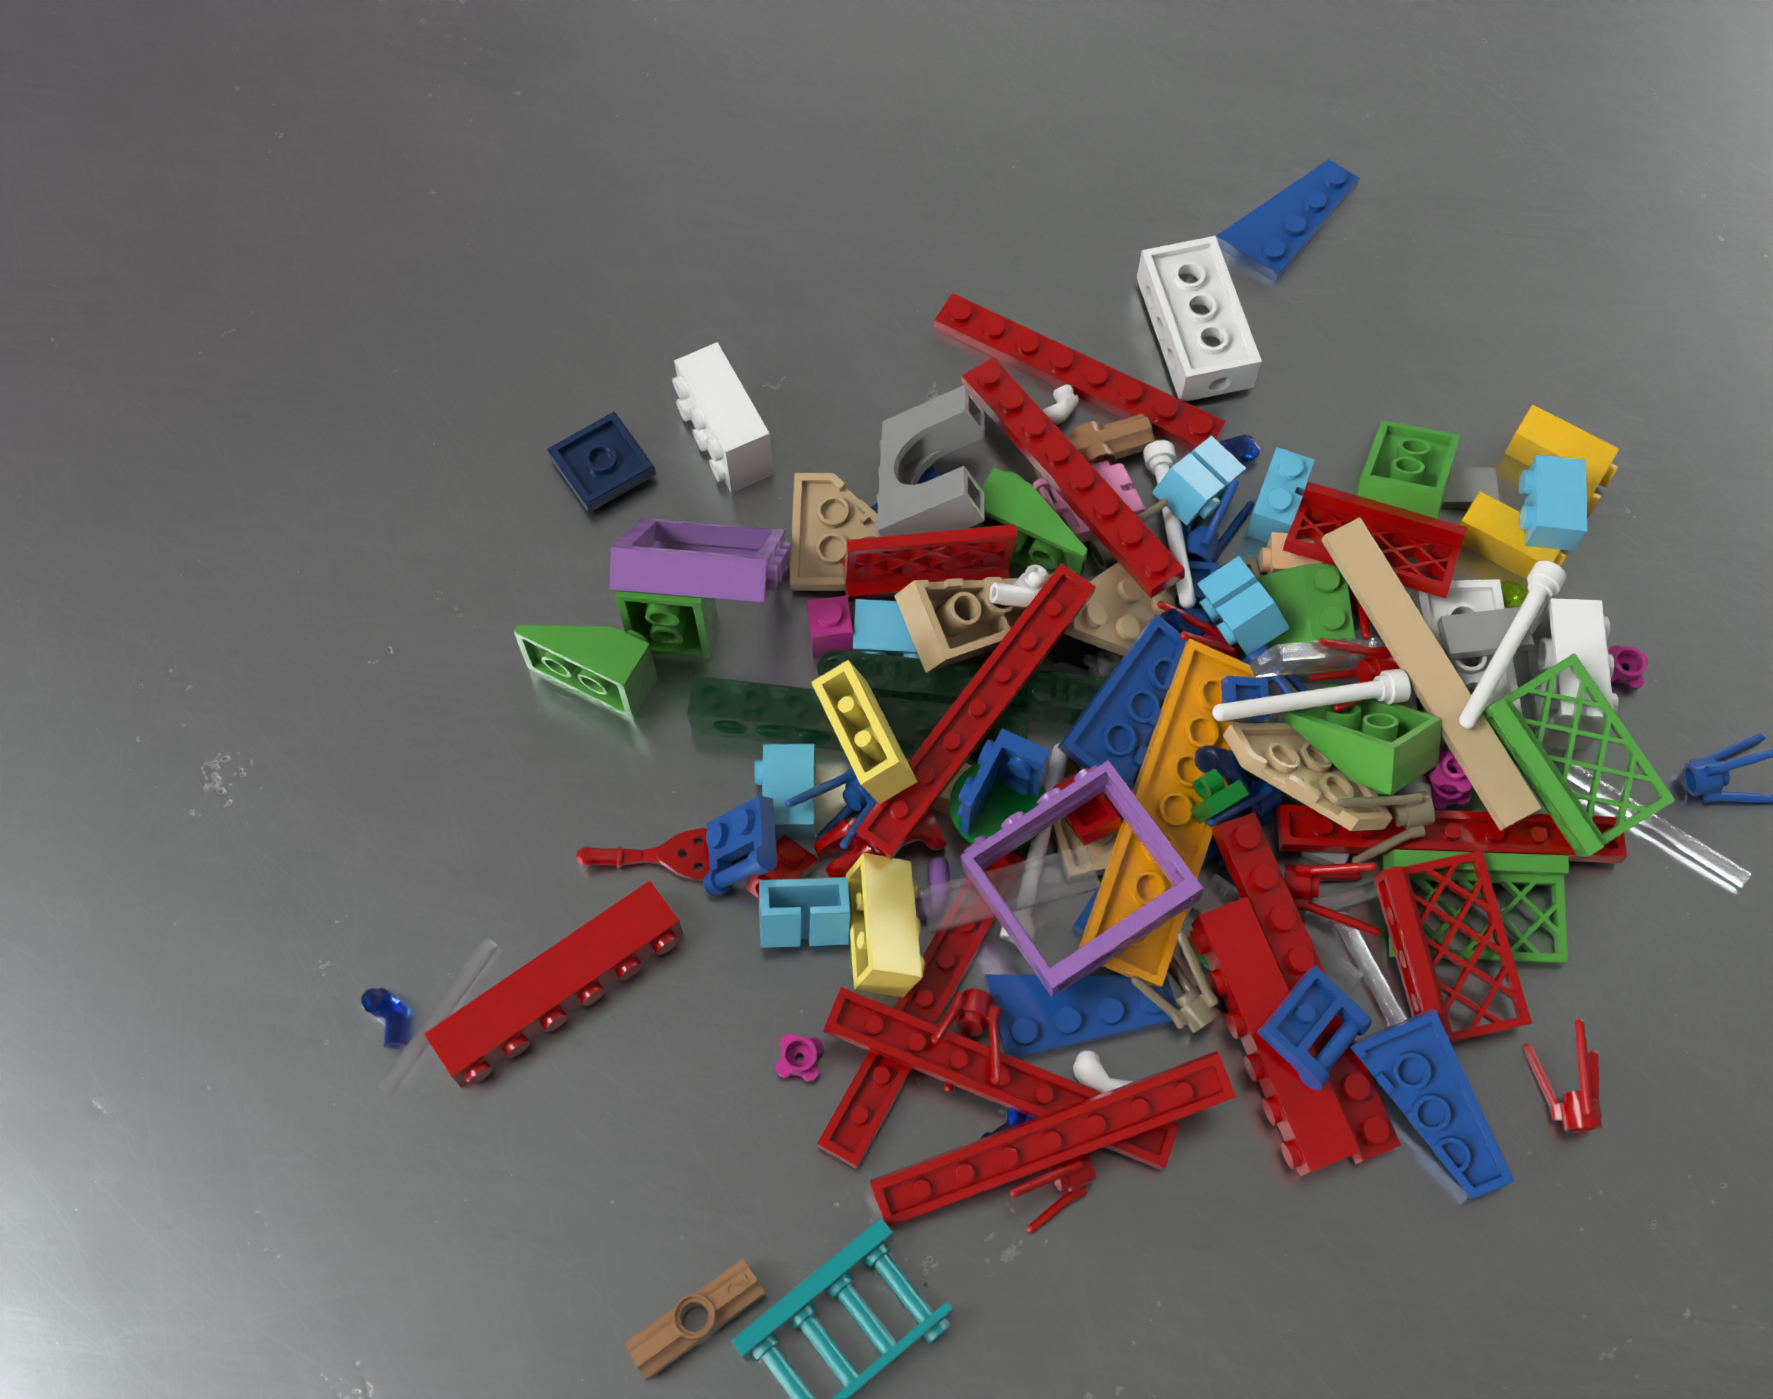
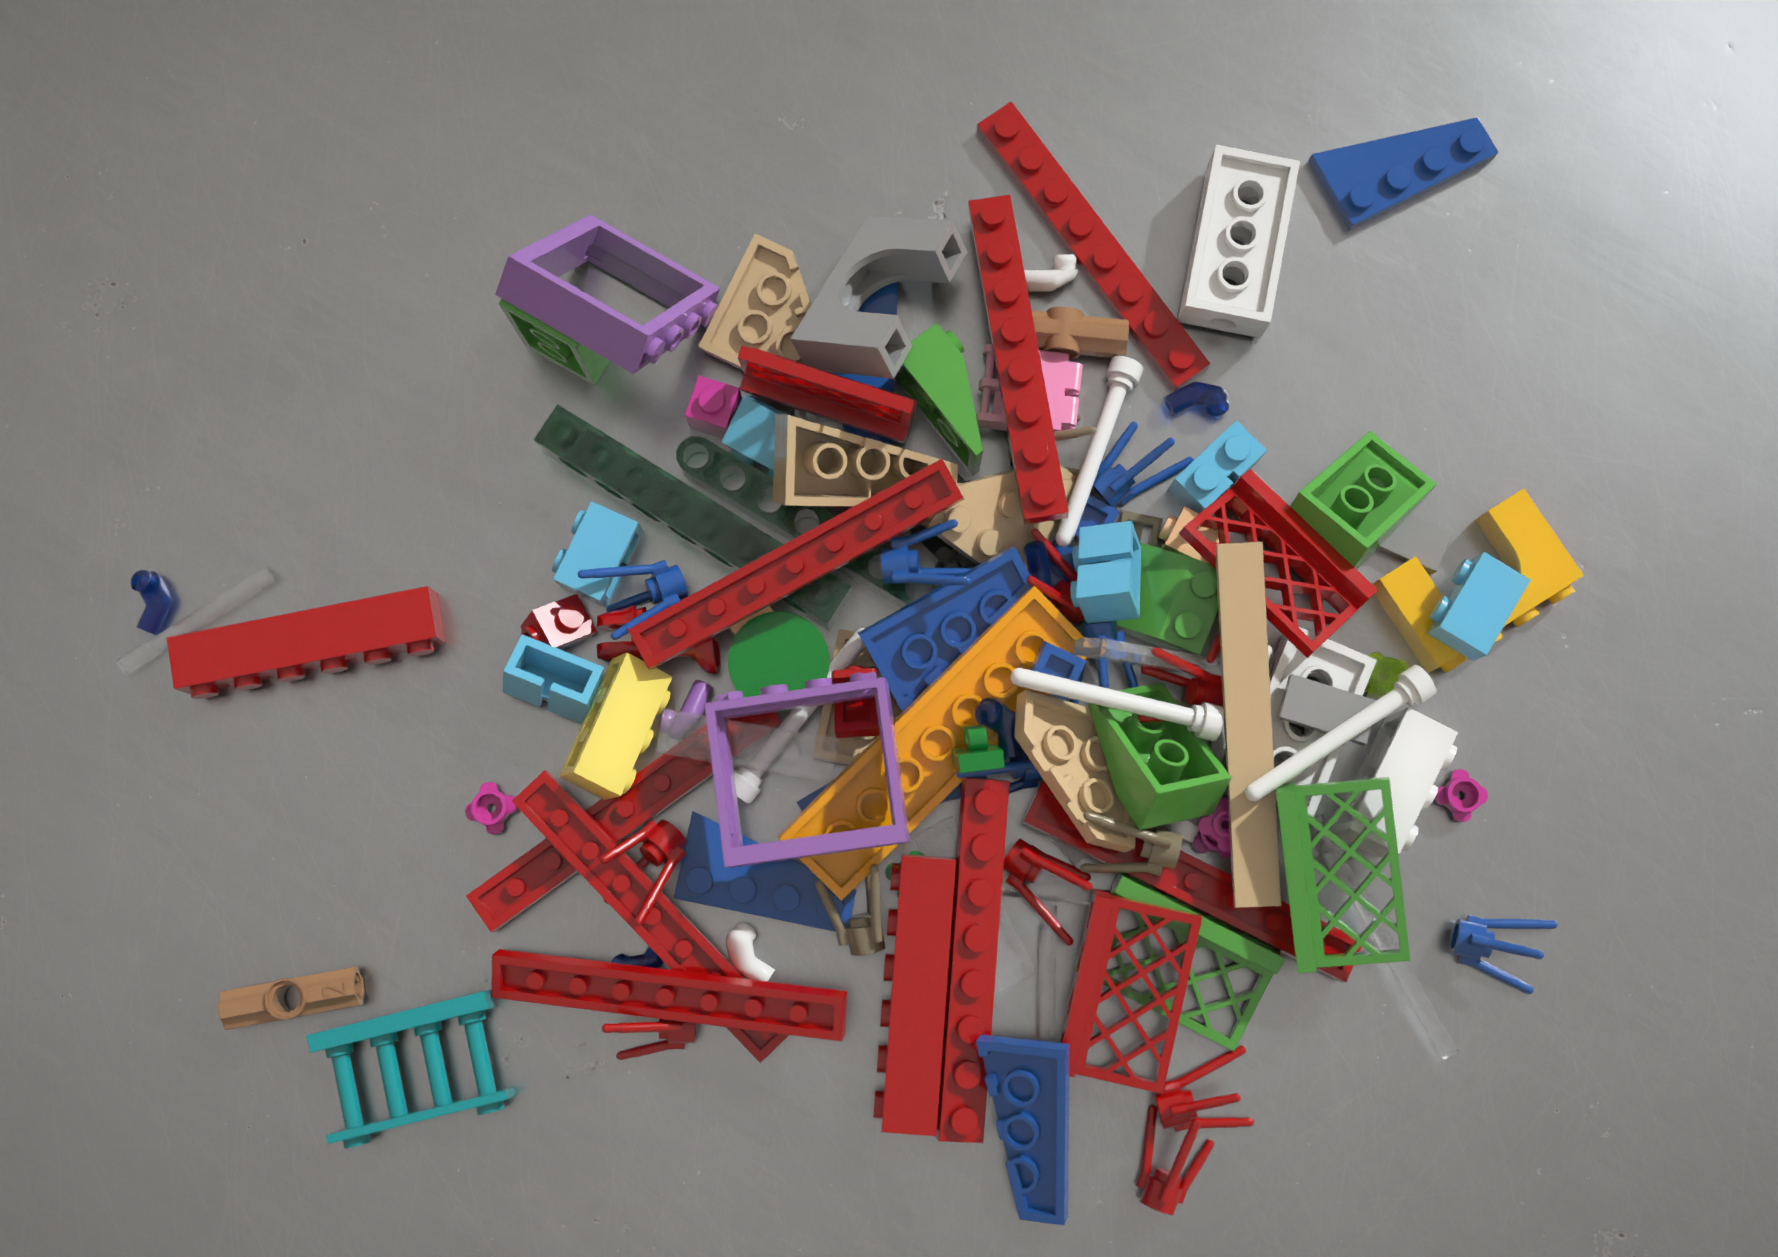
camera: 25 degrees right, 15 degrees up
(594, 661) = (491, 361): bright green slope -> none
(601, 461) = (582, 135): dark blue plate -> none
(664, 855) = (460, 561): red piece -> none
(723, 418) = (710, 143): white brick -> none
(735, 834) = (530, 577): blue plate -> none
(864, 732) = (672, 542): light yellow brick -> none
(1009, 759) = (777, 627): blue bracket -> none
(1022, 591) = (895, 467): white arm -> none
(1068, 672) = (903, 565): none -> blue plant
(1199, 481) = (1142, 419): medium azure piece -> none
(1302, 1019) = (947, 996): blue plate -> none
(1550, 1031) = (1178, 1107): none -> red plant

